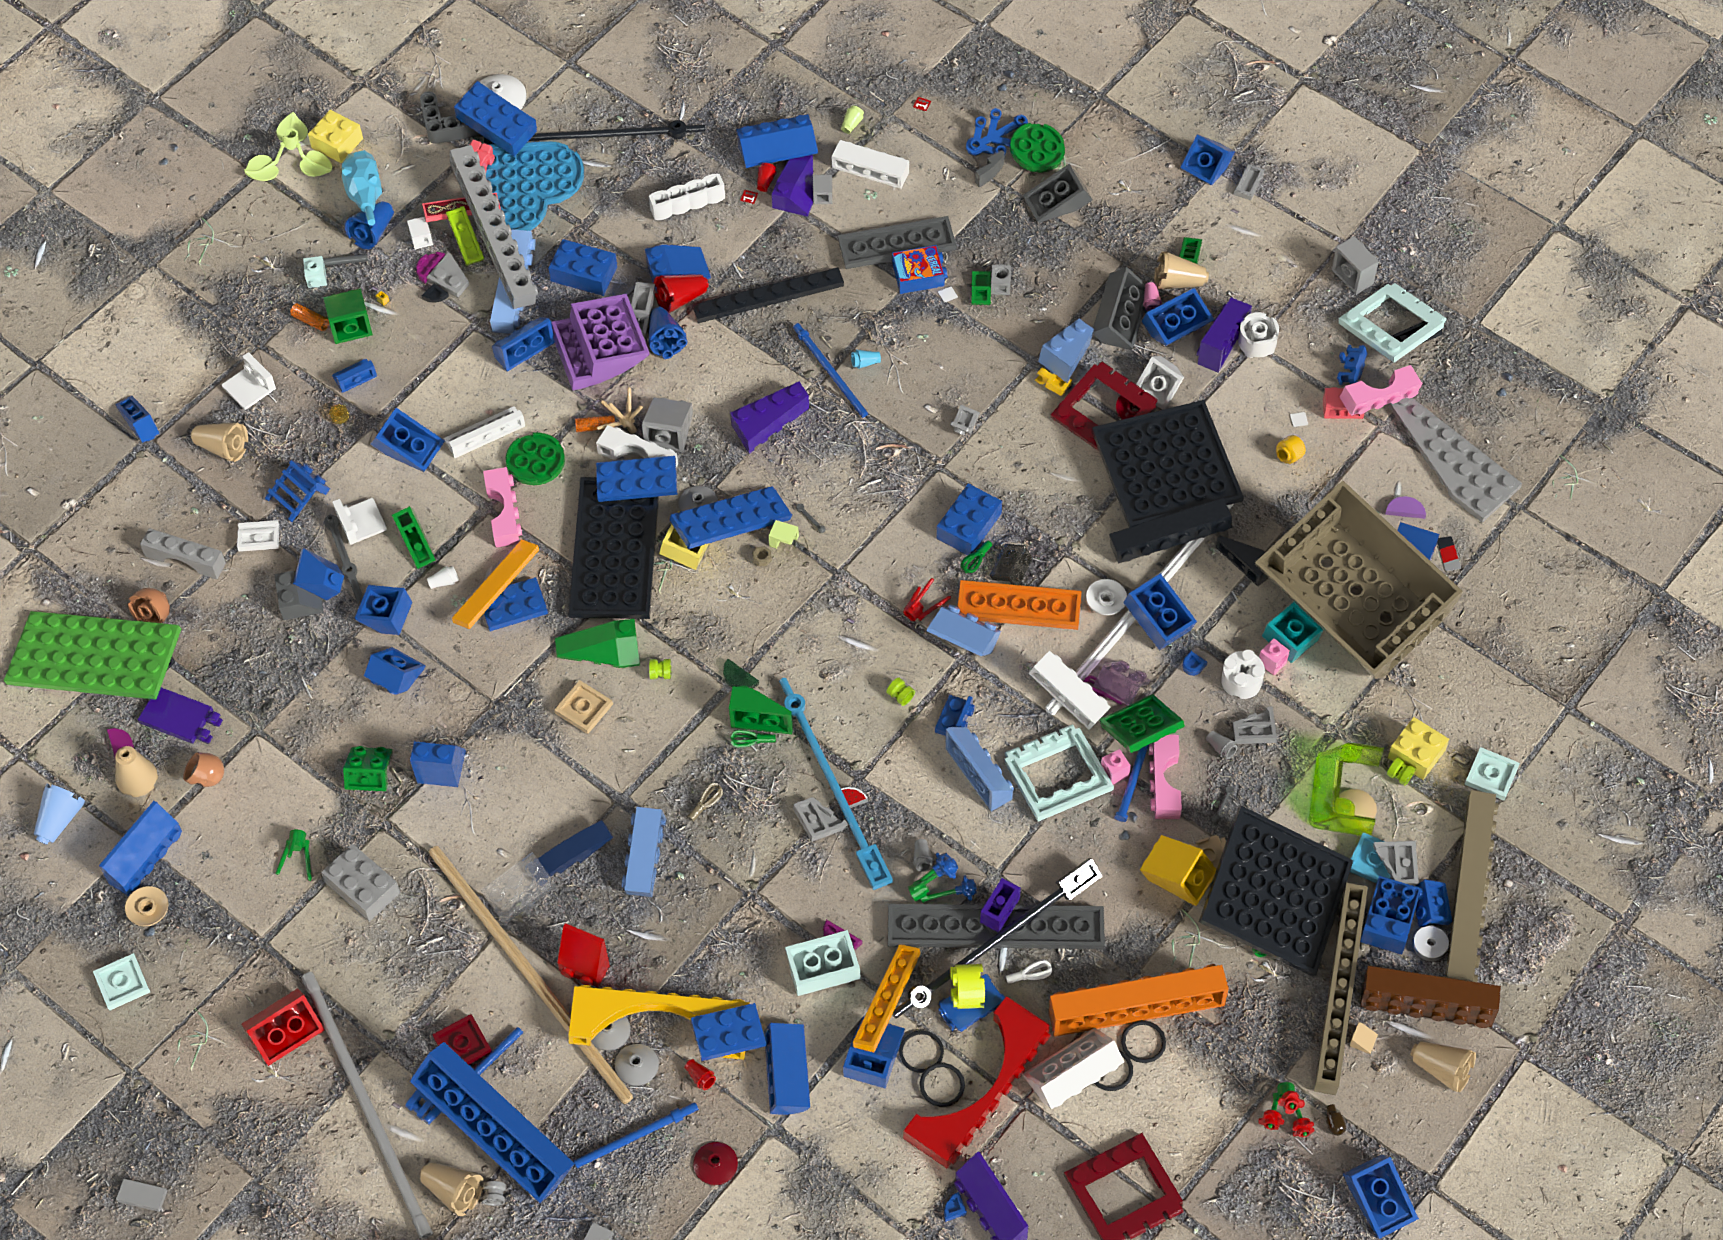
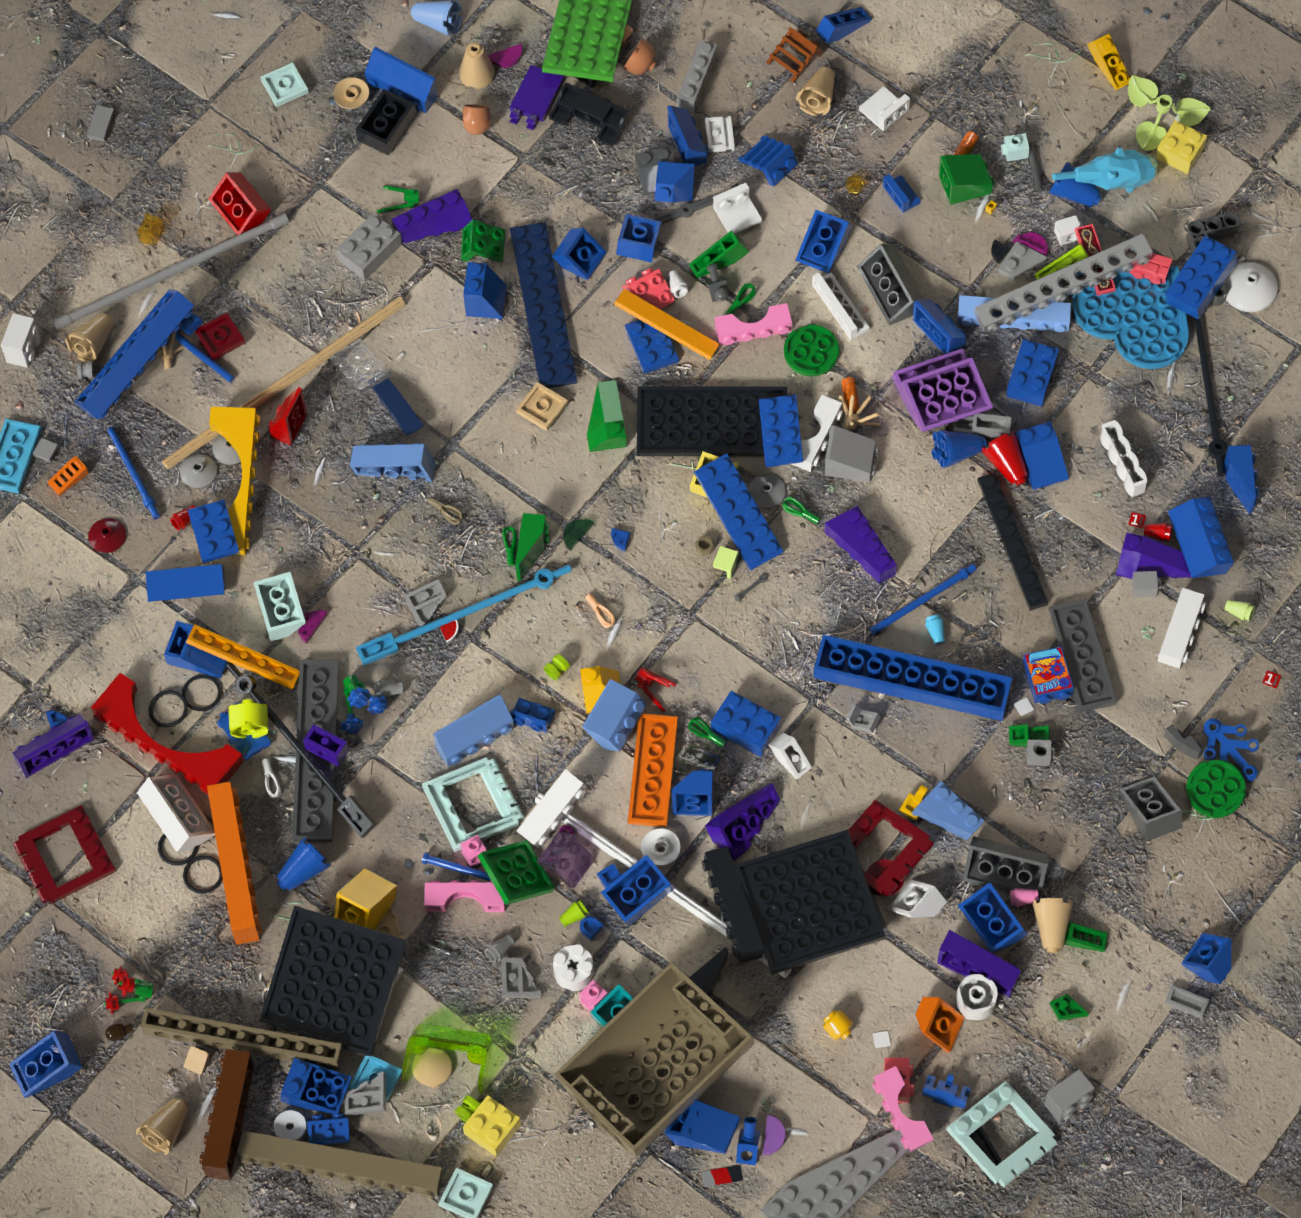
camera: 90 degrees right, 5 degrees up
(158, 452) = (798, 41): none -> dark orange plate
(195, 865) = (385, 122): none -> black brick
(210, 655) = (592, 109): none -> black bracket
(219, 191) = (1109, 61): none -> yellow slope
(260, 564) = (686, 136): none -> blue slope
(310, 1134) = (150, 229): none -> clear yellow brick
(329, 807) = (433, 218): none -> dark purple wedge
(443, 602) = (651, 288): none -> coral bracket
(450, 538) = (717, 285): none -> dark grey piece
(452, 708) = (543, 305): none -> dark blue plate
(466, 384) = (890, 283): none -> dark grey slope
(472, 523) = (737, 303): none -> green piece
(623, 1195) = (77, 475): none -> orange slope
(660, 669) = (580, 465): lime wheel -> none
(715, 104) = (1241, 475): none -> blue slope
(728, 467) = (805, 512): none -> green piece
(748, 635) = (620, 538): none -> blue tile
(828, 656) = (596, 607): none -> light nougat piece
(921, 377) = (912, 677): none -> blue brick
(926, 653) = (593, 683): none -> yellow slope
(1003, 483) = (790, 755): none -> white slope
(1054, 554) = (694, 794): none -> blue slope
(1081, 534) = (740, 822): none -> dark purple wedge
(1137, 933) = (301, 866): none -> blue cone
(1139, 643) = (608, 875): none -> blue plate
(1180, 675) = (573, 914): none -> lime cone
(1261, 270) = (1066, 1008): none -> green piece
(1281, 368) = (939, 1021): none -> orange slope
(1418, 521) = (748, 1141): none -> blue bracket

